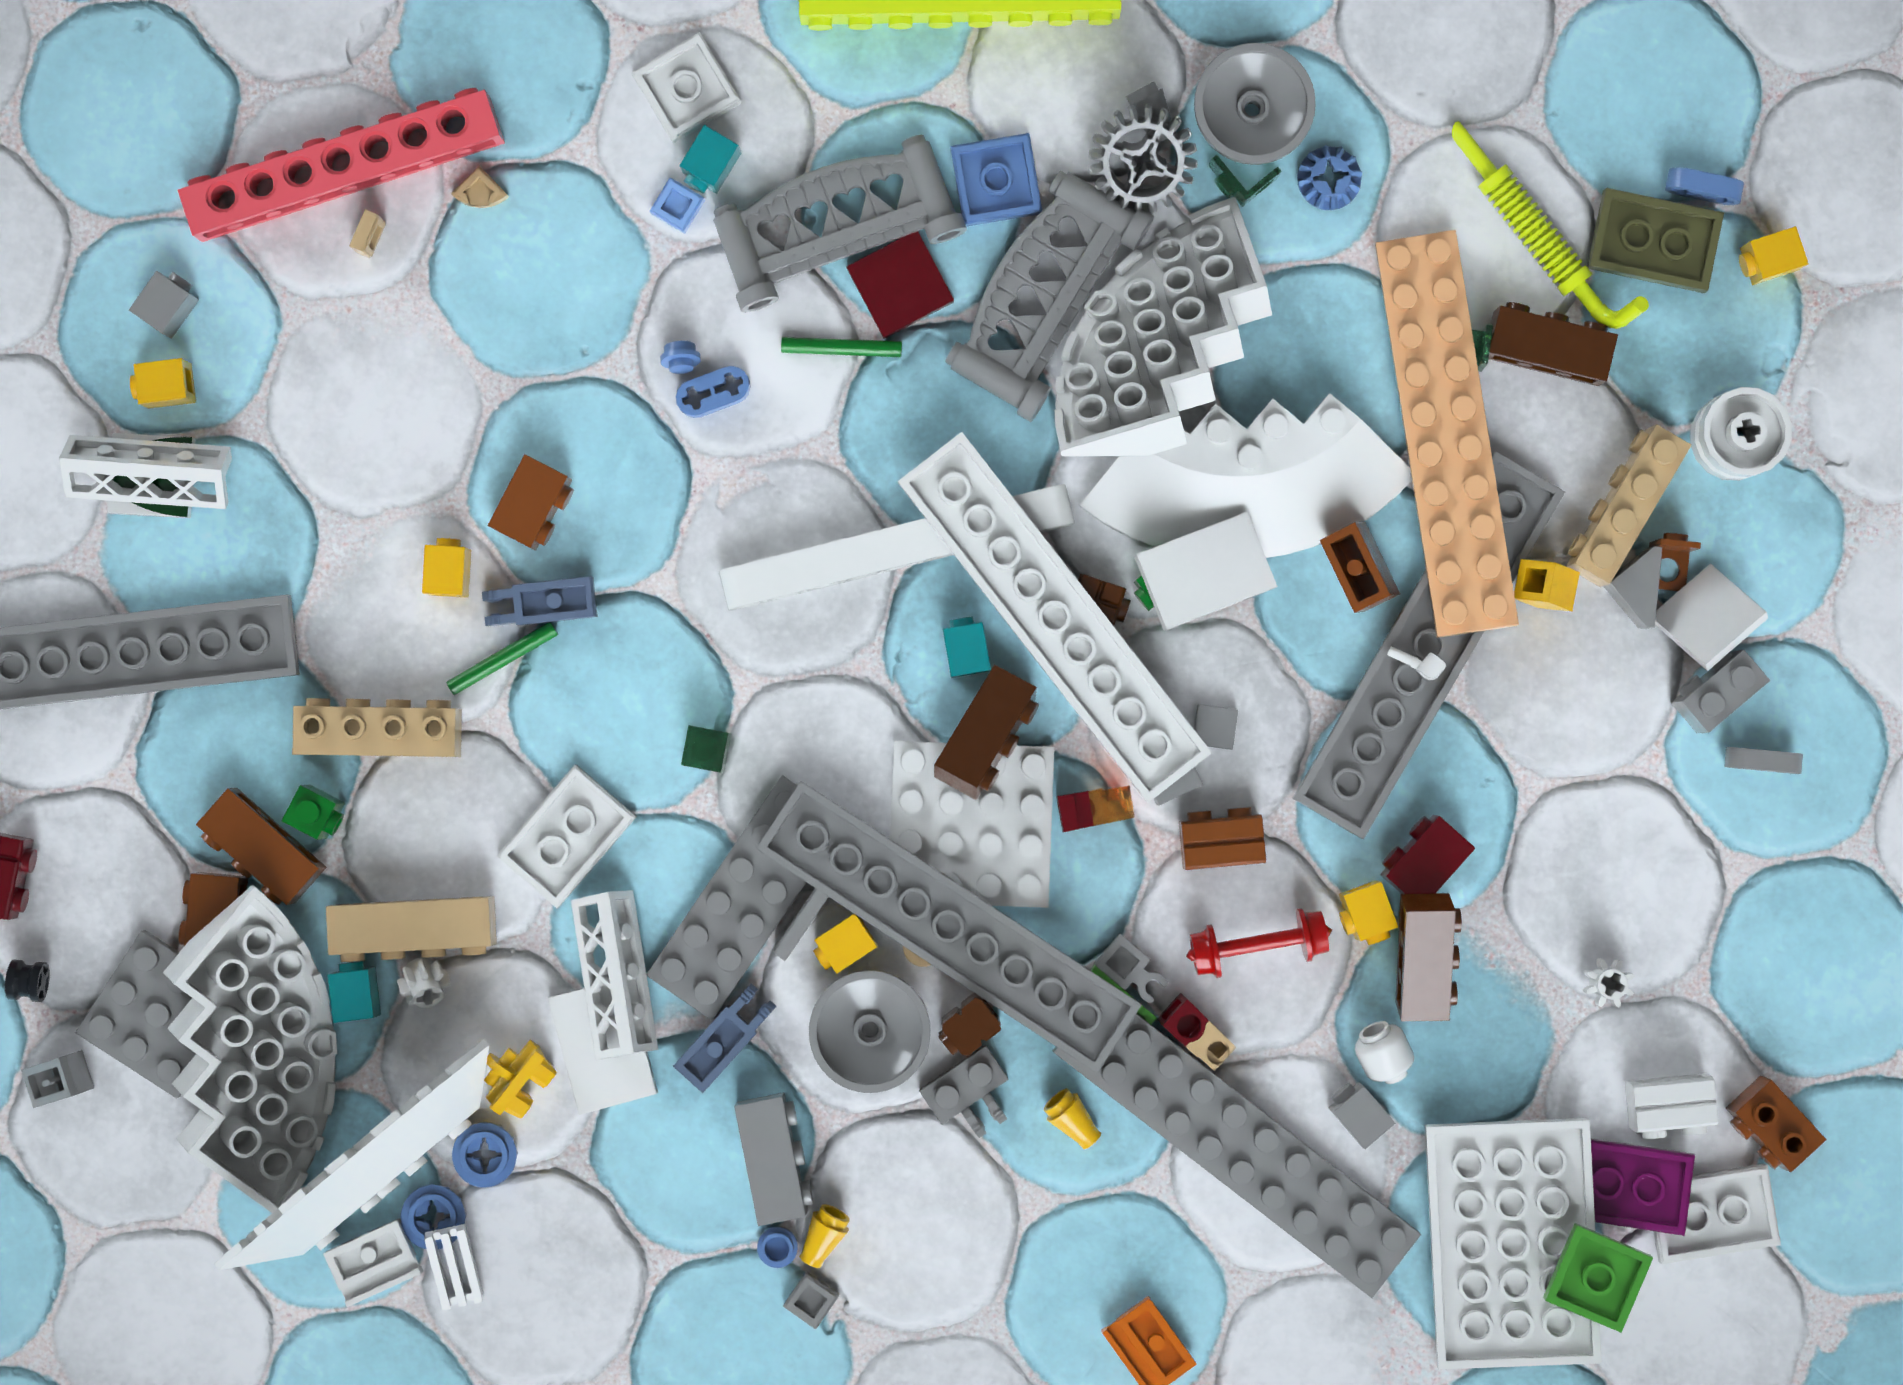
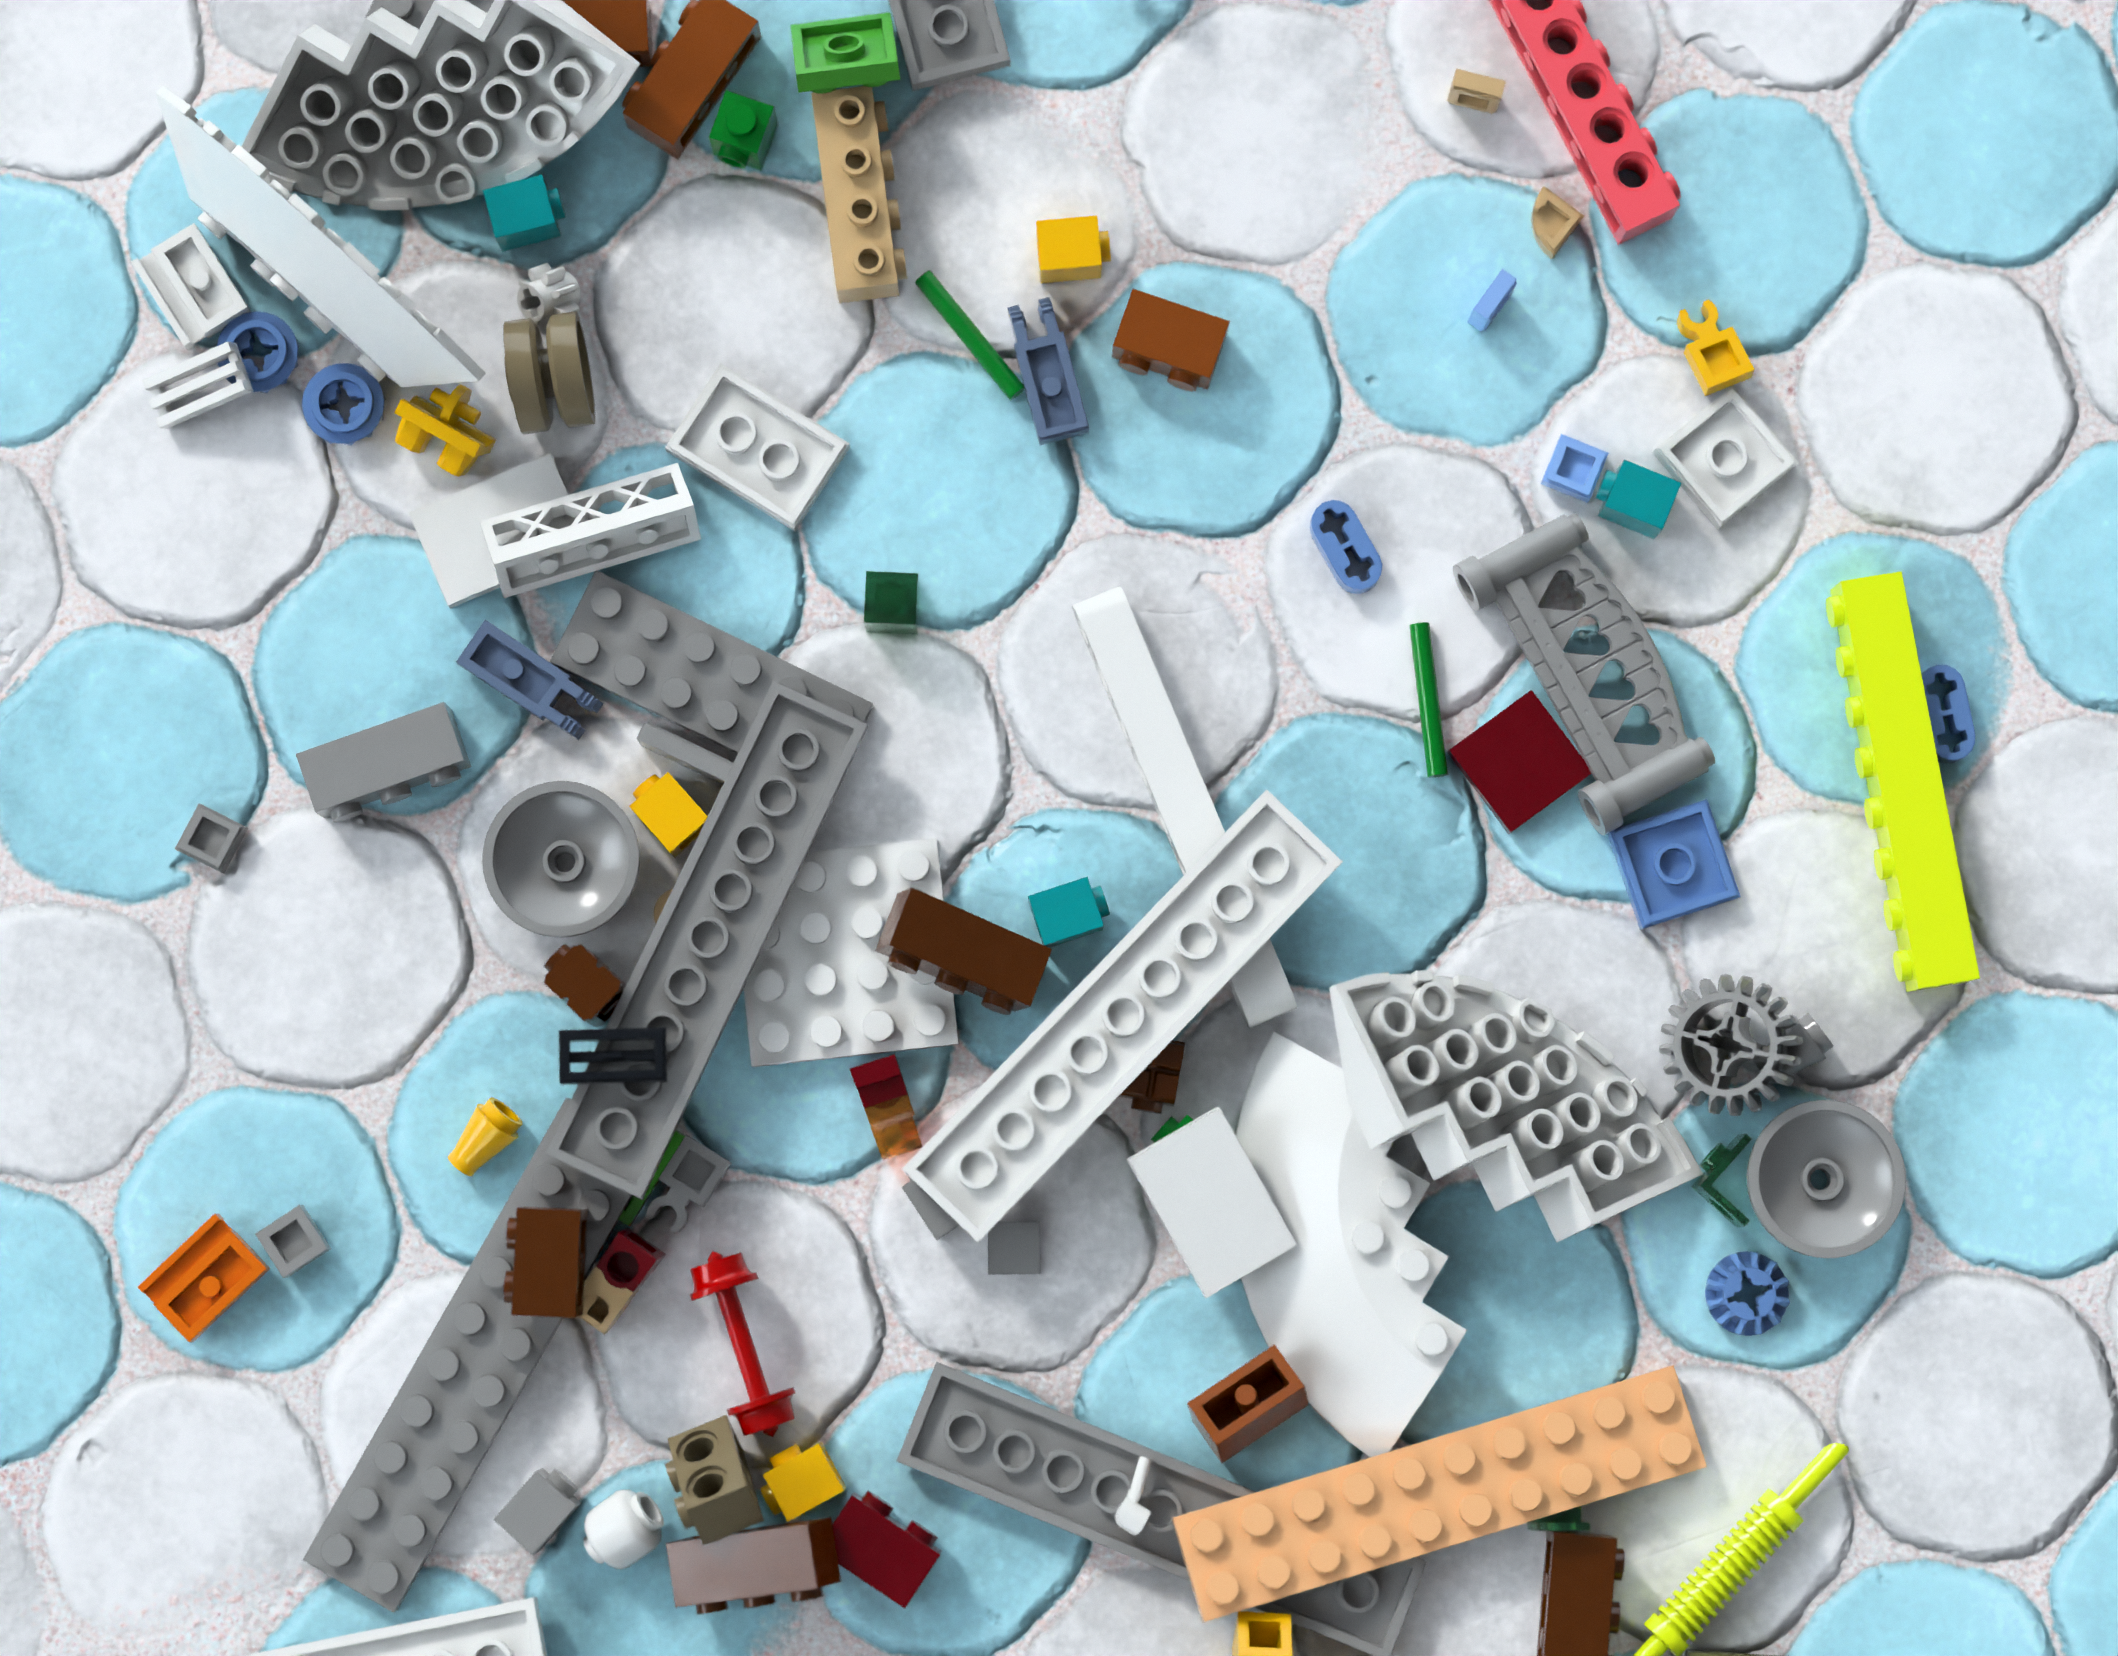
camera: 80 degrees right, 5 degrees down
(263, 723) = (844, 53): none -> bright green plate
(411, 926) = (617, 271): tan brick -> none
(487, 990) = (540, 374): none -> dark tan wheel
(537, 247) = (1492, 301): none -> light blue tile
(606, 82) = (1714, 355): none -> yellow plate
(680, 357) = (1383, 498): medium blue plate -> none
(777, 1247) = (273, 785): medium blue plate -> none
(824, 1233) = (297, 841): yellow cone -> none
(965, 1085) = (508, 992): light grey hinge -> none
(1016, 372) = (1430, 924): light grey piece -> none
(1034, 975) = (658, 1055): none -> black tile
(1131, 1275) = (293, 1241): none -> light grey plate
(1178, 1082) = (547, 1262): none -> reddish brown brick
(1222, 840) = (869, 1276): dark orange brick -> none
(1359, 979) = (713, 1481): none -> dark tan brick

